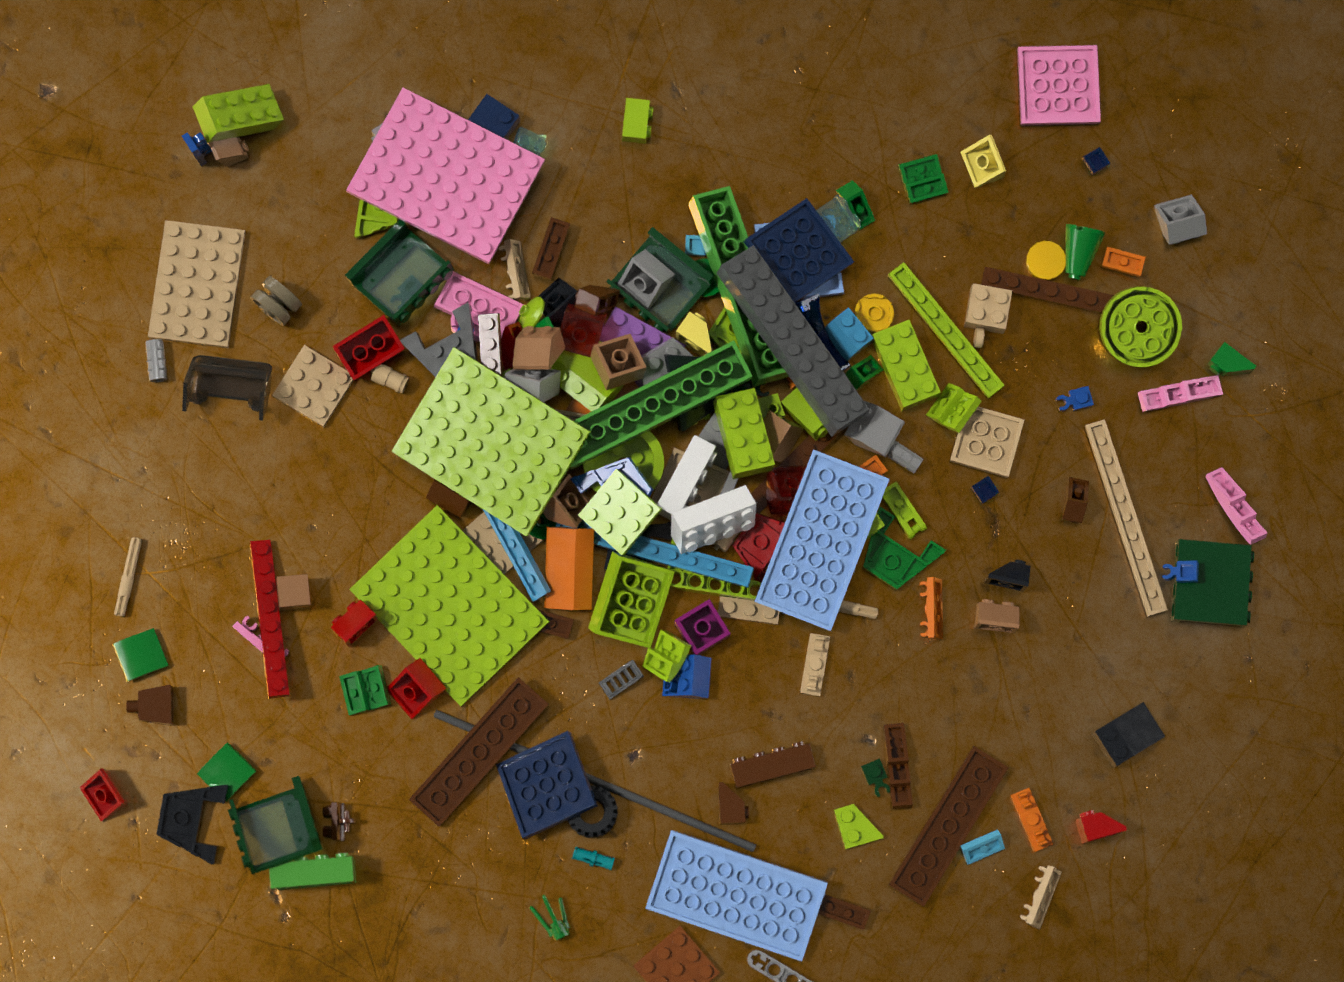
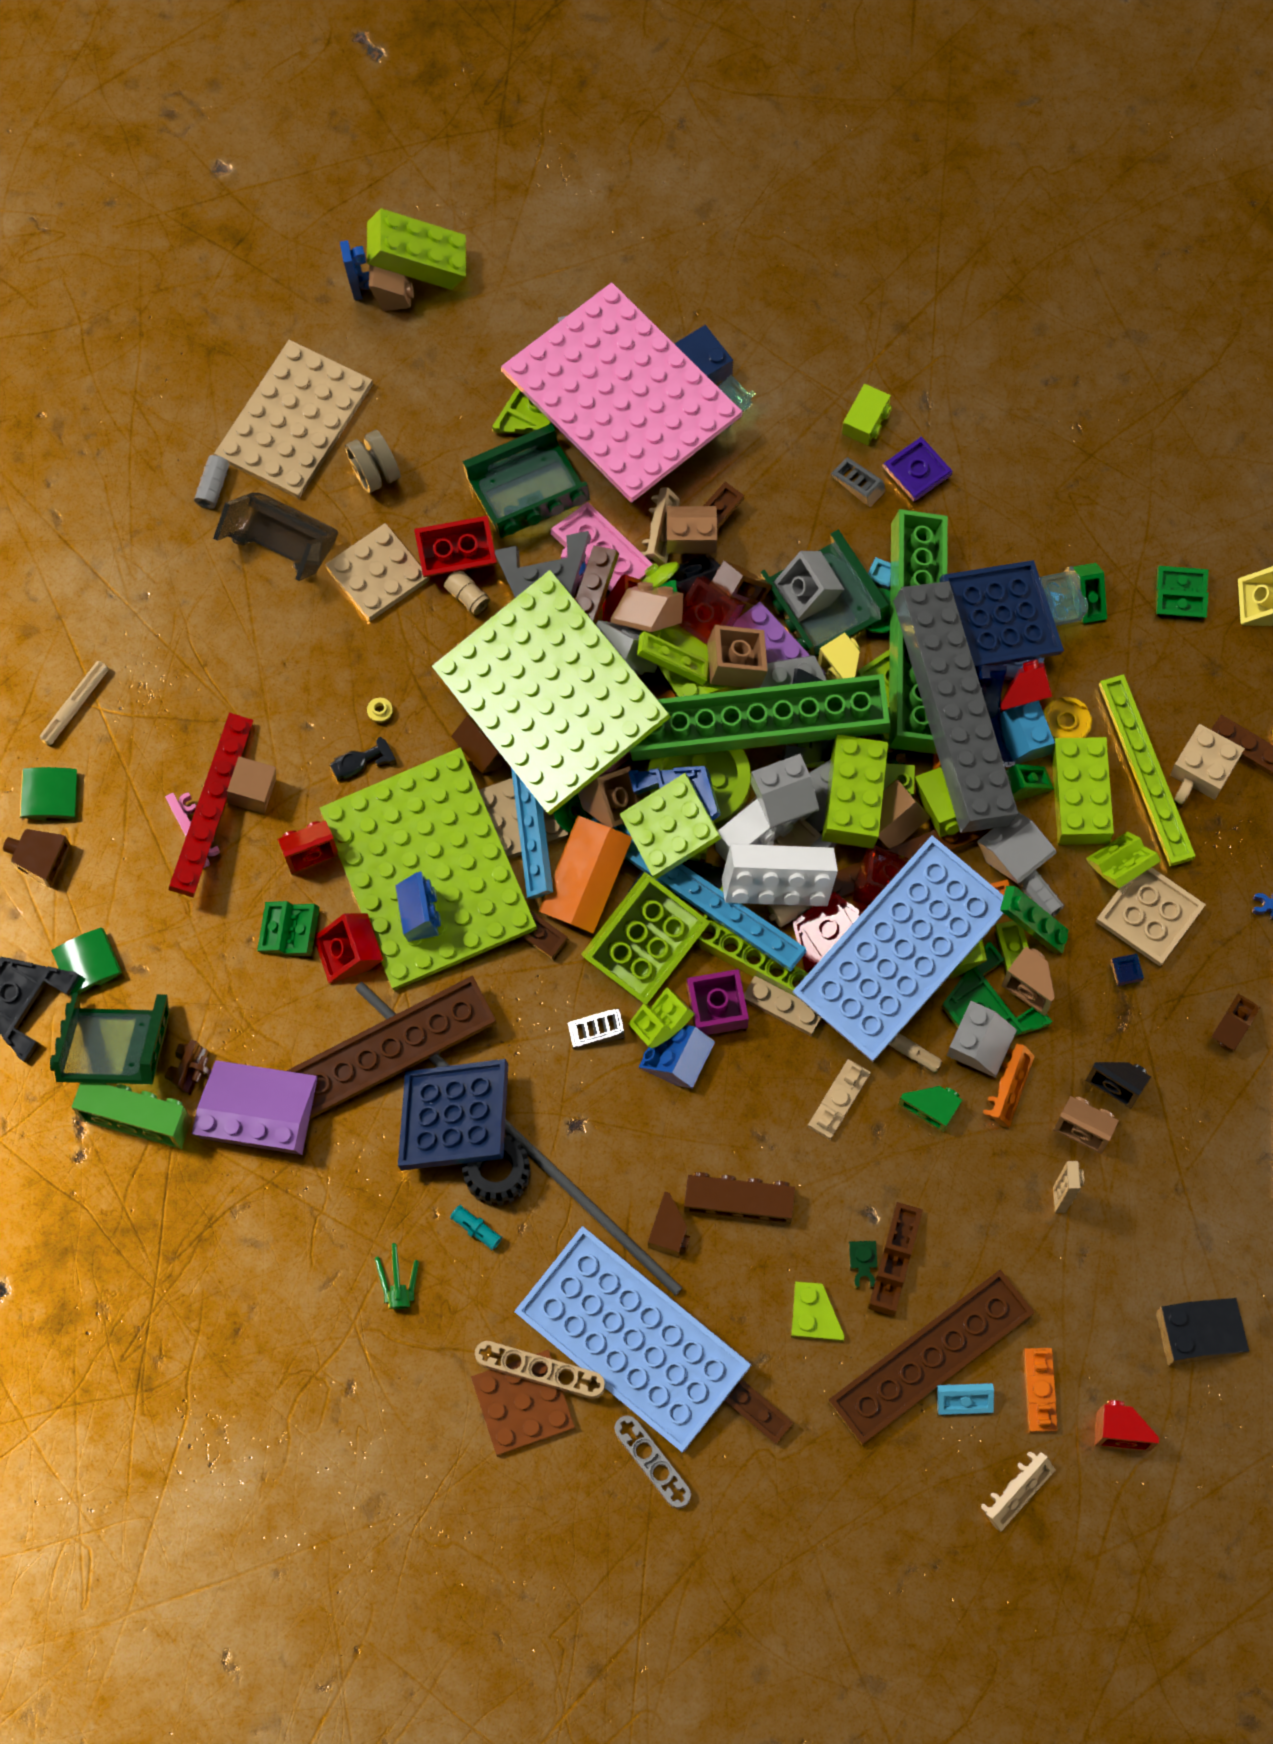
camera: 30 degrees right, 10 degrees down
(359, 543) = (355, 761): none -> black piece
(362, 502) = (379, 716): none -> light yellow plate
(400, 833) = (255, 1107): none -> medium lavender slope
(457, 642) = (417, 907): none -> blue slope
(541, 266) = (691, 529): none -> medium nougat slope
(572, 382) = (672, 658): none -> lime tile
(666, 181) = (869, 492): none -> dark grey slope
(670, 943) = (527, 1363): none -> tan beam
(691, 151) = (917, 469): none -> dark purple plate
(695, 457) = (784, 791): none -> light grey slope
(838, 302) = (1027, 686): none -> red slope
(884, 644) = (932, 1105): none -> green slope
(901, 584) = (982, 1039): none -> light grey slope
(908, 482) = (1034, 919): none -> green plate
(922, 528) = (1031, 980): none -> medium nougat slope
(1001, 672) = (1067, 1186): none -> tan plate

